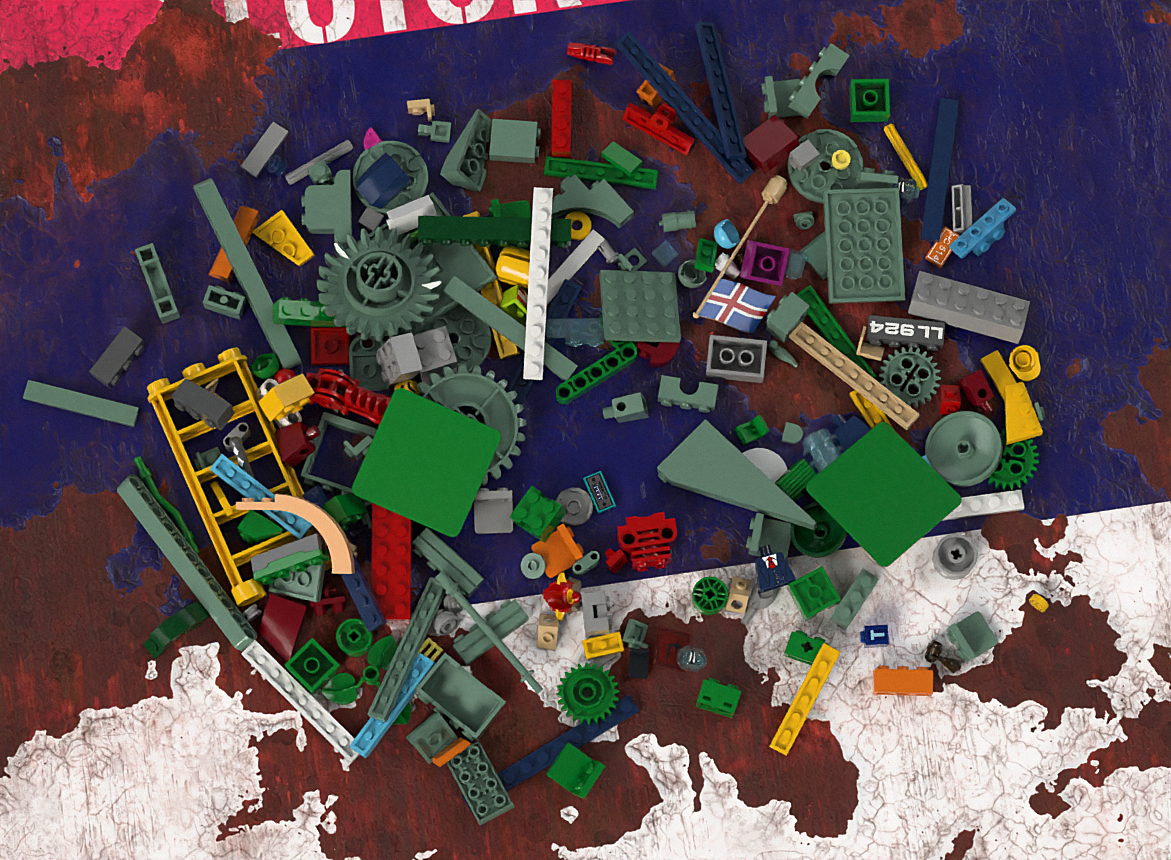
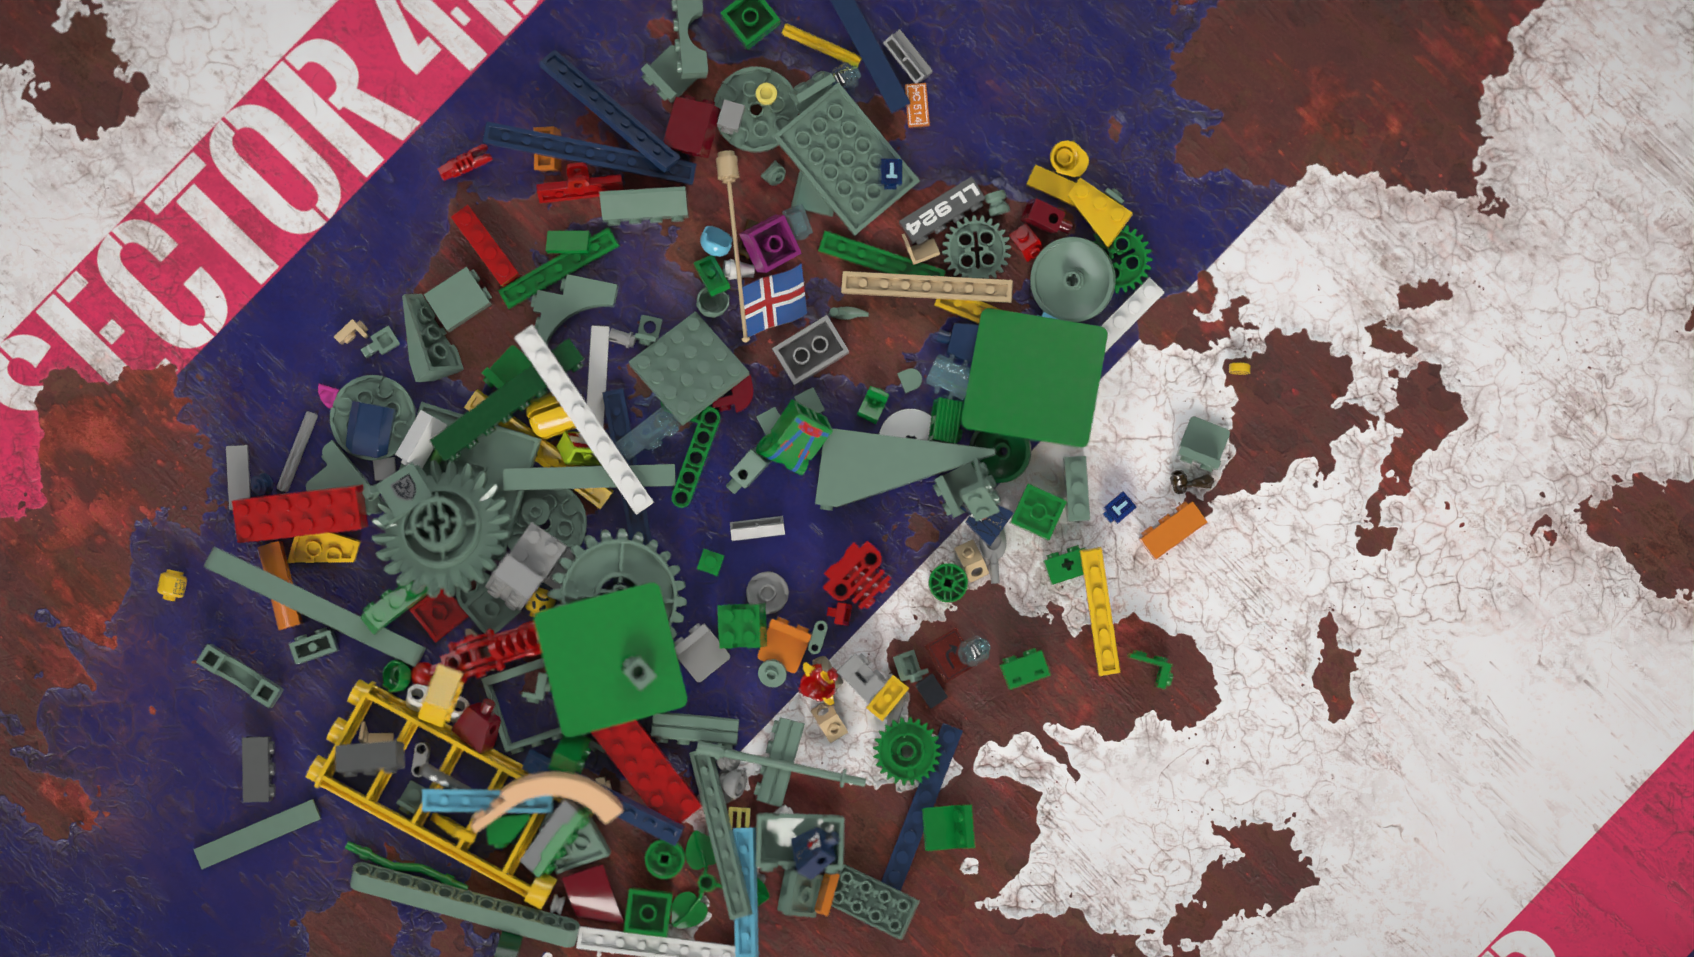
camera: 35 degrees left, 10 degrees up
(160, 187) = (172, 585): none -> yellow head
(288, 202) = (300, 513): none -> red brick
(320, 173) = (308, 463): sand green brick -> none
(336, 600) = (615, 838): dark red hips -> none
(368, 237) = (401, 492): none -> sand green flag
(445, 491) = (646, 676): none -> sand green brick
(454, 324) = (535, 511): none -> sand green piece
(465, 710) = (814, 851): none -> dark blue torso
(550, 454) = (711, 562): none -> green brick
(585, 220) = (578, 323): yellow piece -> none
(599, 492) = (780, 562): tile -> none
(601, 456) = (757, 528): none -> piece
(665, 253) = (673, 300): clear light blue tile -> none
(675, 221) = (662, 261): sand green piece -> none
(678, 409) = (795, 437): none -> green piece
(695, 171) = (644, 205): none -> sand green slope
(781, 546) = (981, 497): none -> sand green bracket
(787, 316) = (828, 278): sand green brick -> none
(821, 767) = (1164, 676): none -> green bracket
(887, 277) = (890, 173): none -> clear blue brick
(946, 549) = (1142, 372): light grey wheel -> none
(949, 356) = (997, 203): none -> sand green wheel
(969, 307) = (982, 145): light grey brick -> none
(984, 231) = (944, 63): dark azure bracket -> none

